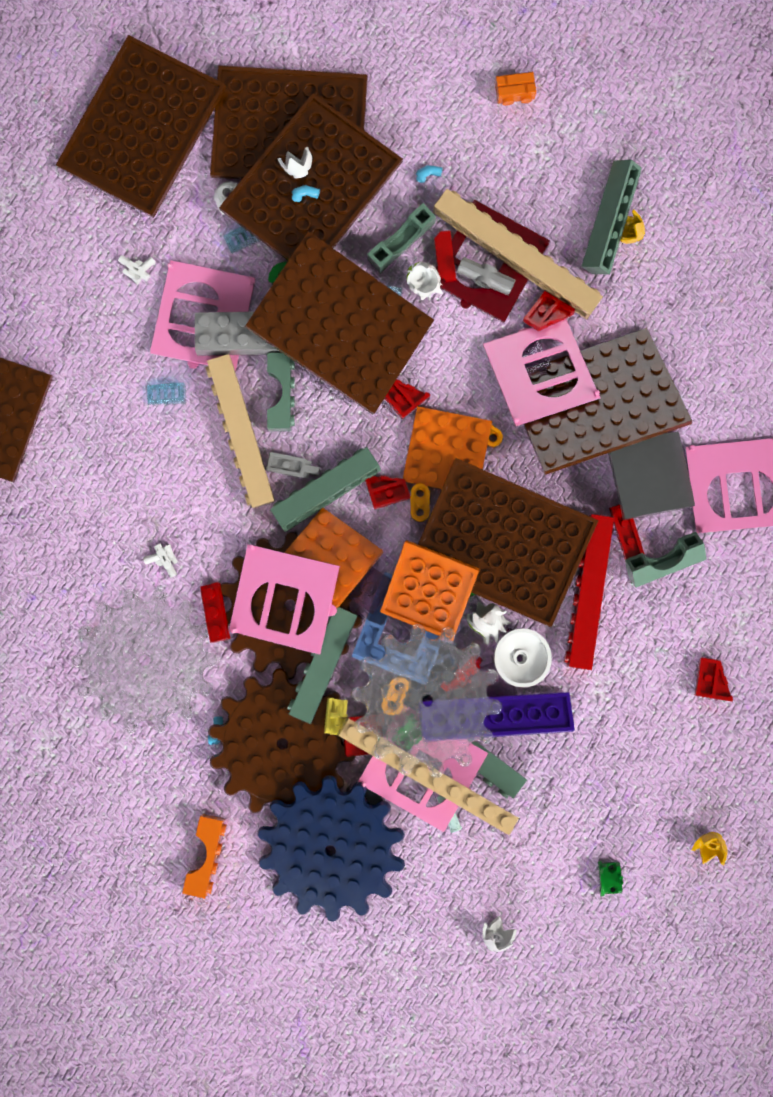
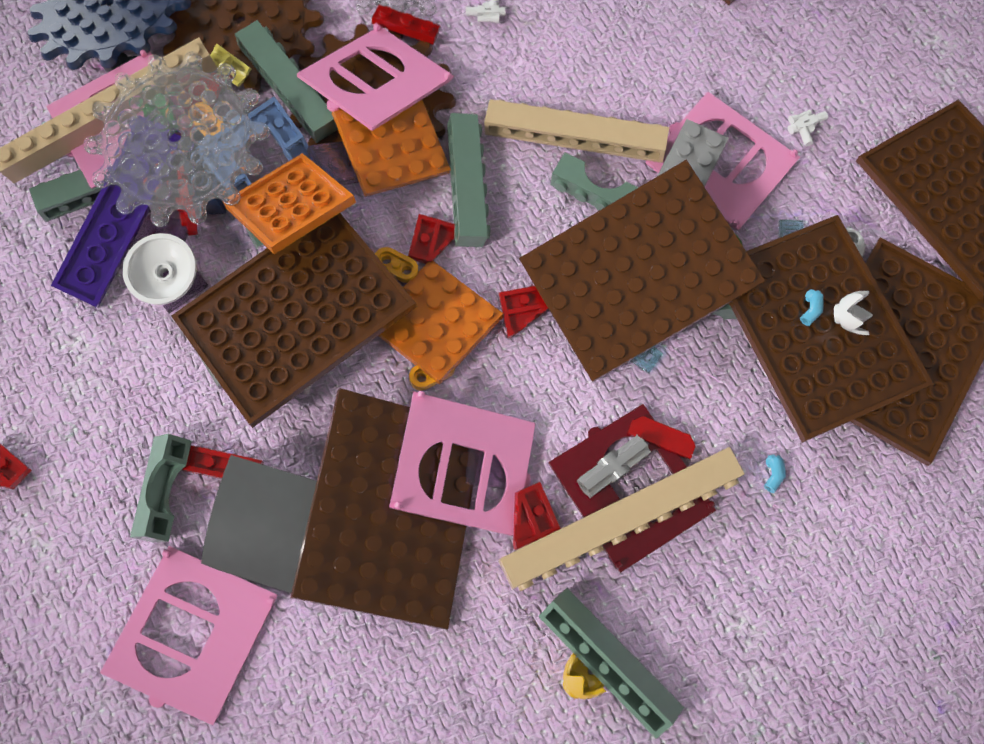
camera: 115 degrees right, 15 degrees down
(181, 393) = (649, 101): clear light blue slope -> none
(291, 466) = (511, 162): light grey hinge -> none
(414, 227) = (699, 372): sand green arch -> none
(423, 279) = (645, 389): white hair -> none
(487, 621) = (222, 258): white hair -> none
(515, 88) = (838, 634): orange brick -> none
(589, 596) = (184, 386): red brick -> none

